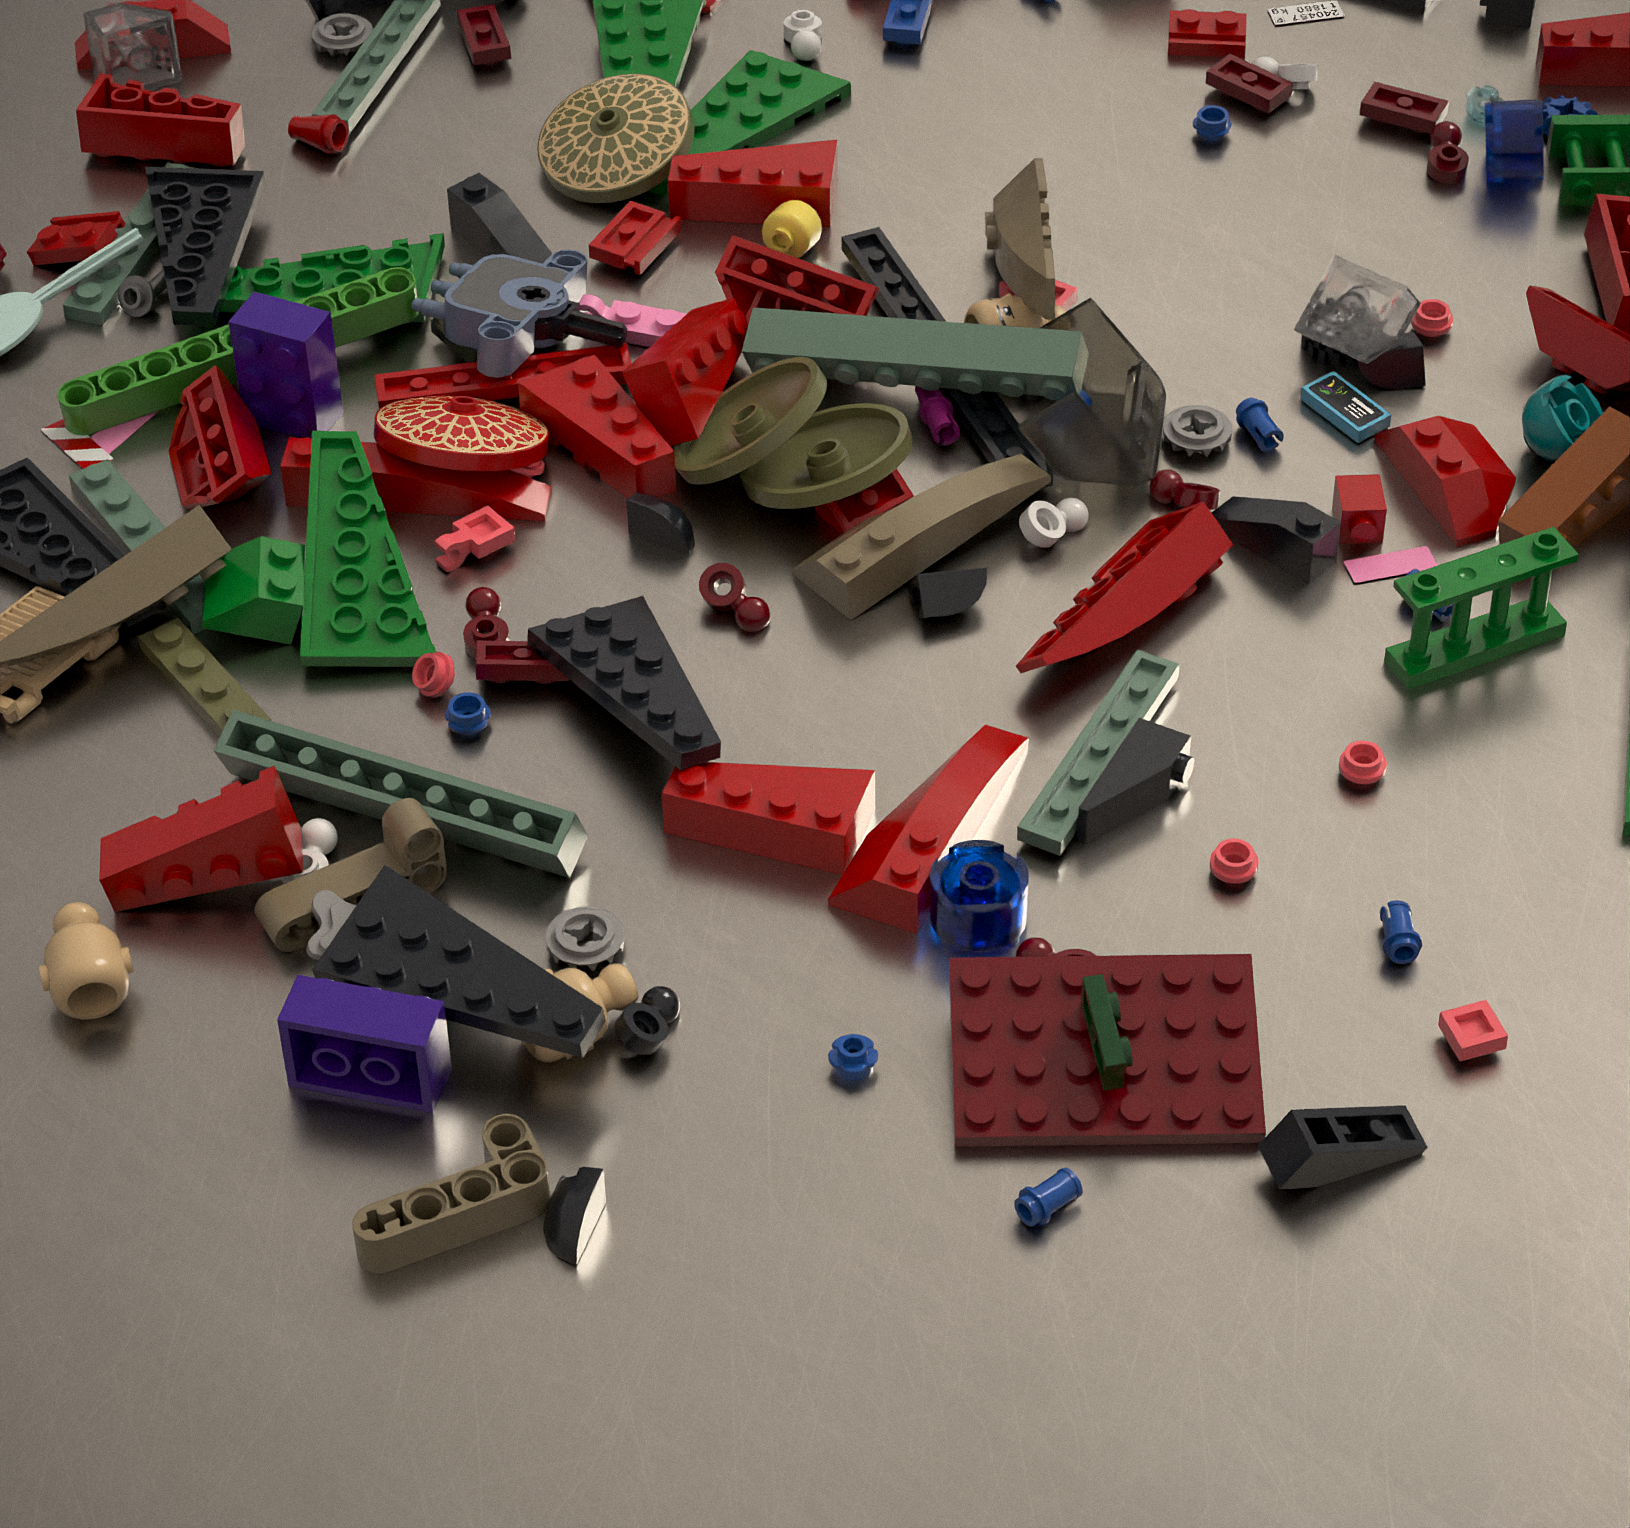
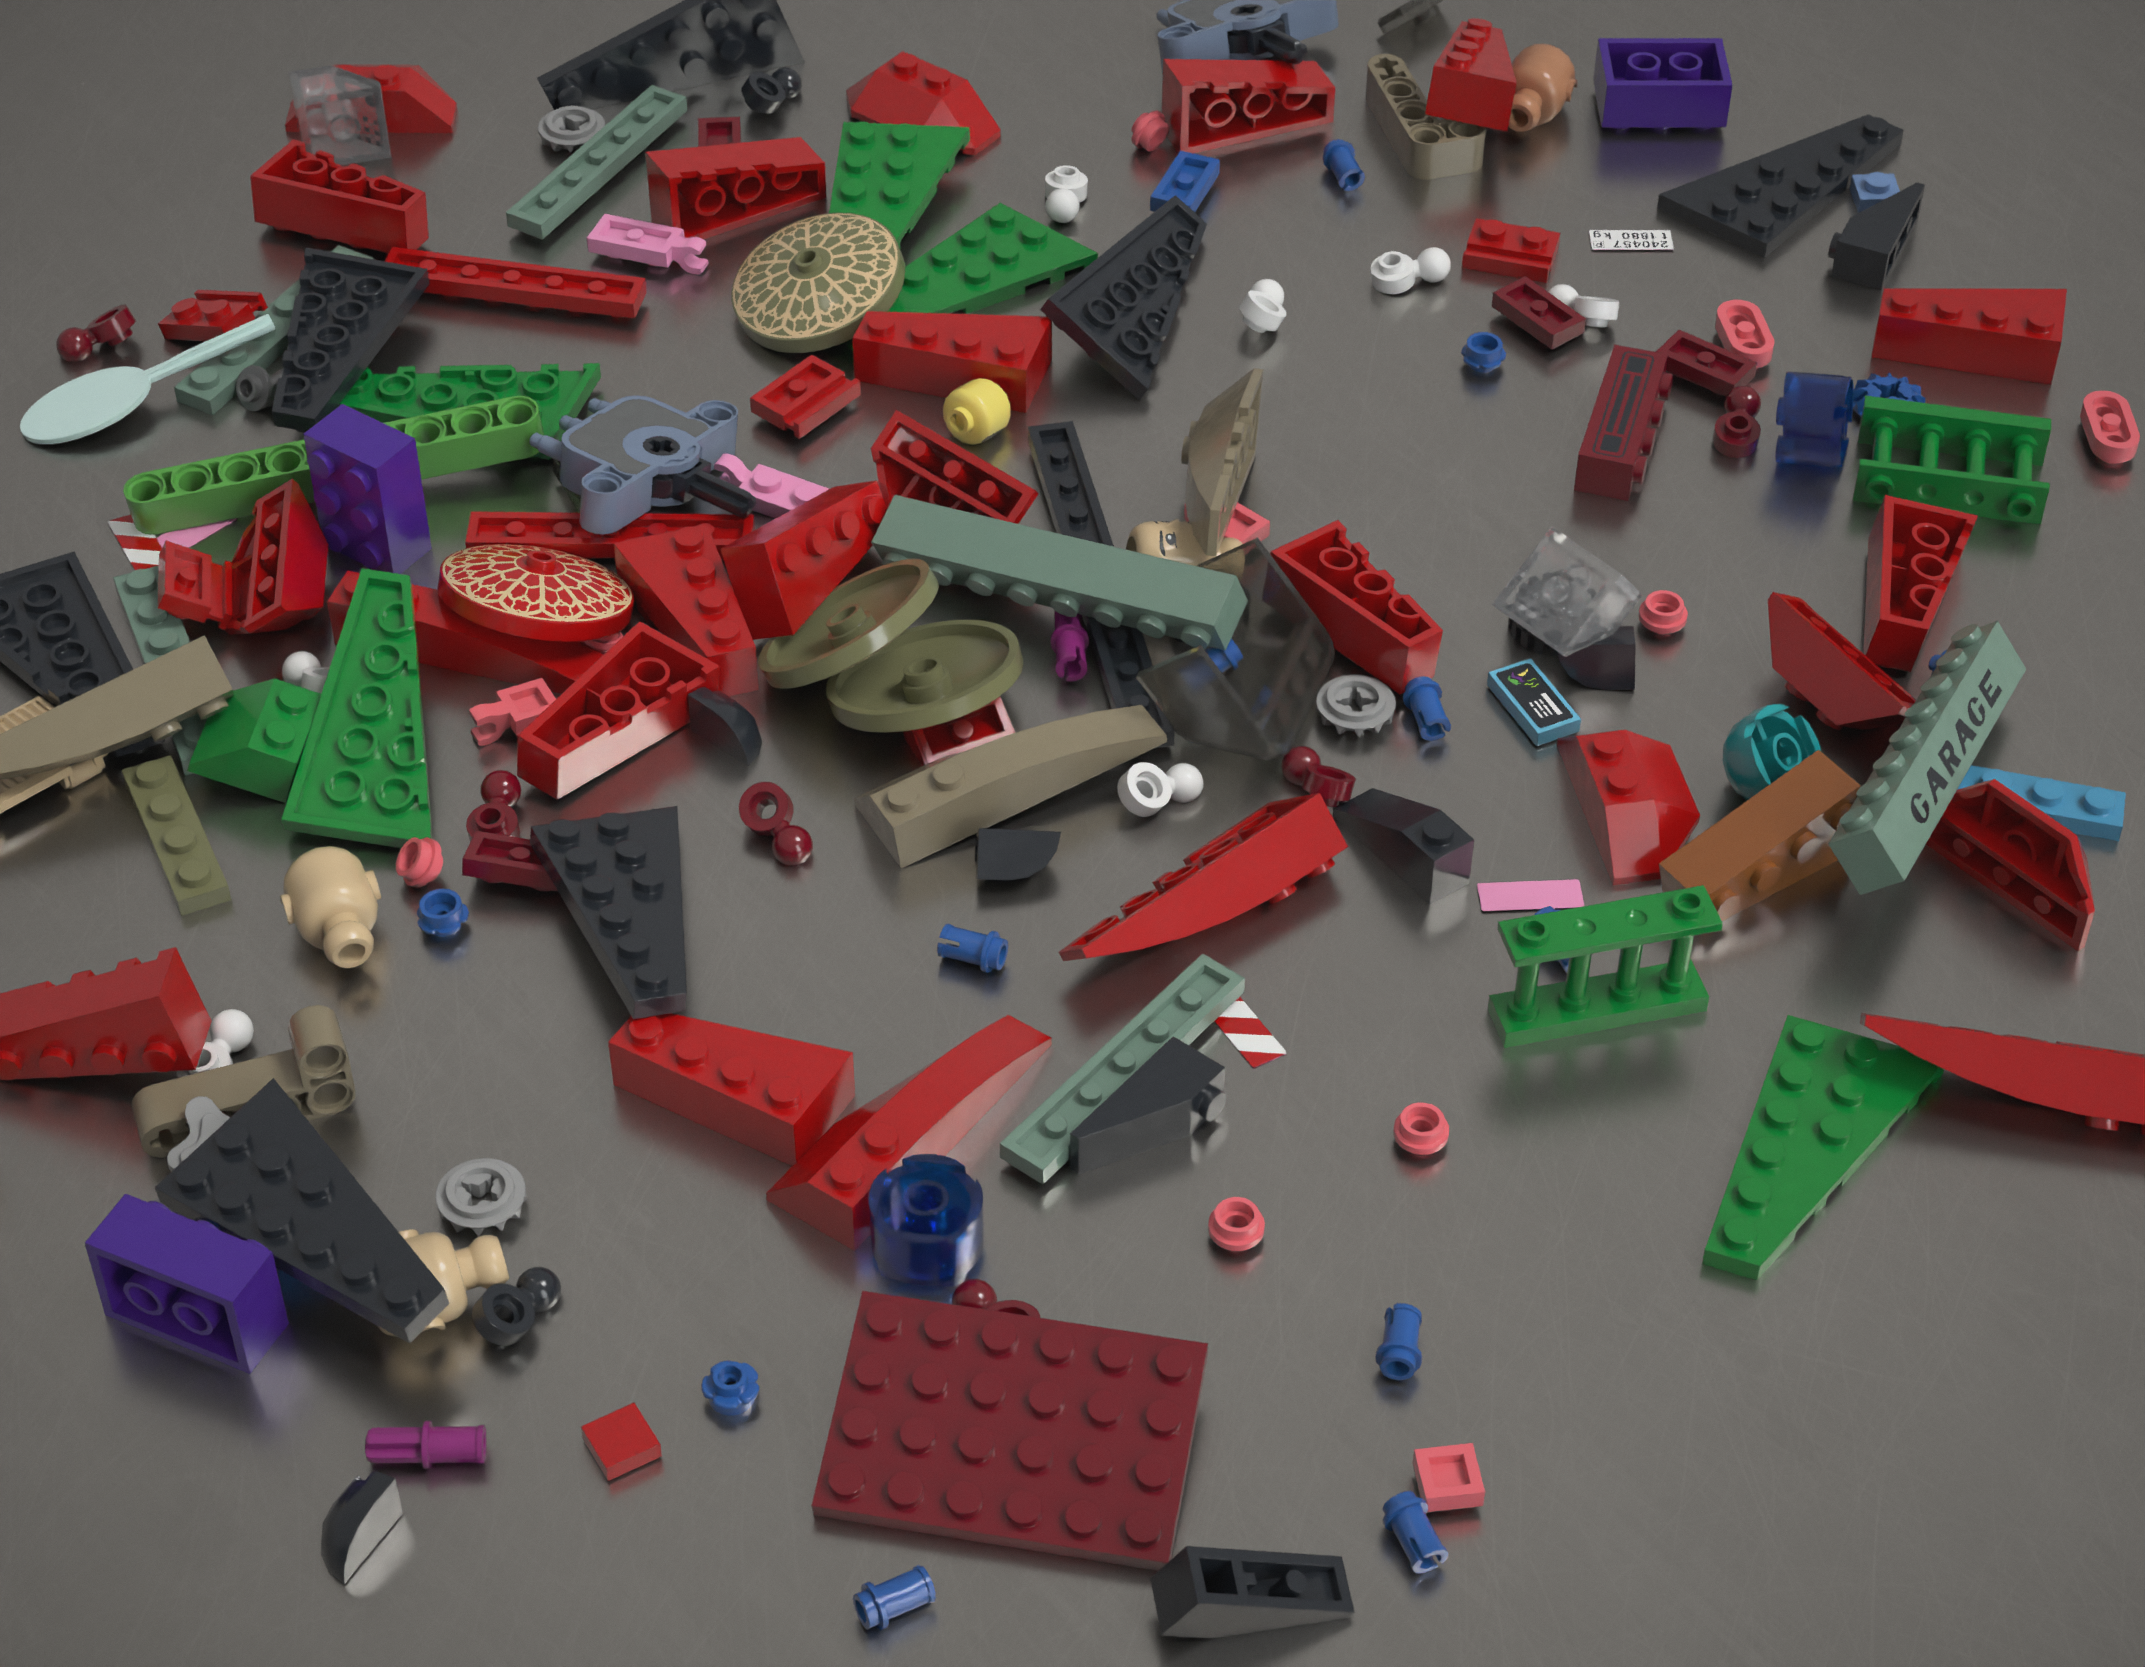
camera: 10 degrees right, 0 degrees up
(148, 472) = (194, 585): none -> red plate
(272, 527) = (305, 671): none -> white plate
(321, 132) = (511, 233): red cone -> none
(351, 173) = (526, 283): none -> red plate
(372, 782) = (303, 977): sand green brick -> none
(373, 715) = (333, 904): none -> tan piece
(447, 125) = (646, 243): none -> bright pink plate
(459, 1207) = (233, 1491): dark tan beam -> none
(492, 221) = (656, 358): black slope -> none
(507, 65) = (732, 184): none -> red wedge
(565, 523) = (613, 711): none -> red wedge
(611, 1142) = (426, 1444): none -> magenta axle
(774, 1114) = (621, 1441): none -> red tile
(893, 114) = (1130, 294): none -> black wing
(941, 674) = (975, 948): none -> blue pin
(1010, 108) = (1263, 306): none -> white plate
(1101, 1014) = (1006, 1435): dark green plate -> none
(1115, 65) = (1397, 272): none -> white plate
(1183, 350) = (1361, 607): none -> red wedge
(1192, 711) = (1249, 1034): none -> sticker
(1352, 166) = (1622, 423): none -> dark red brick
(1359, 508) = (1508, 825): red brick -> none
(1429, 75) = (1745, 331): none -> coral plate
(1458, 1076) = (1408, 1519): none -> blue pin
(1475, 97) = (1793, 360): clear light blue plate -> none

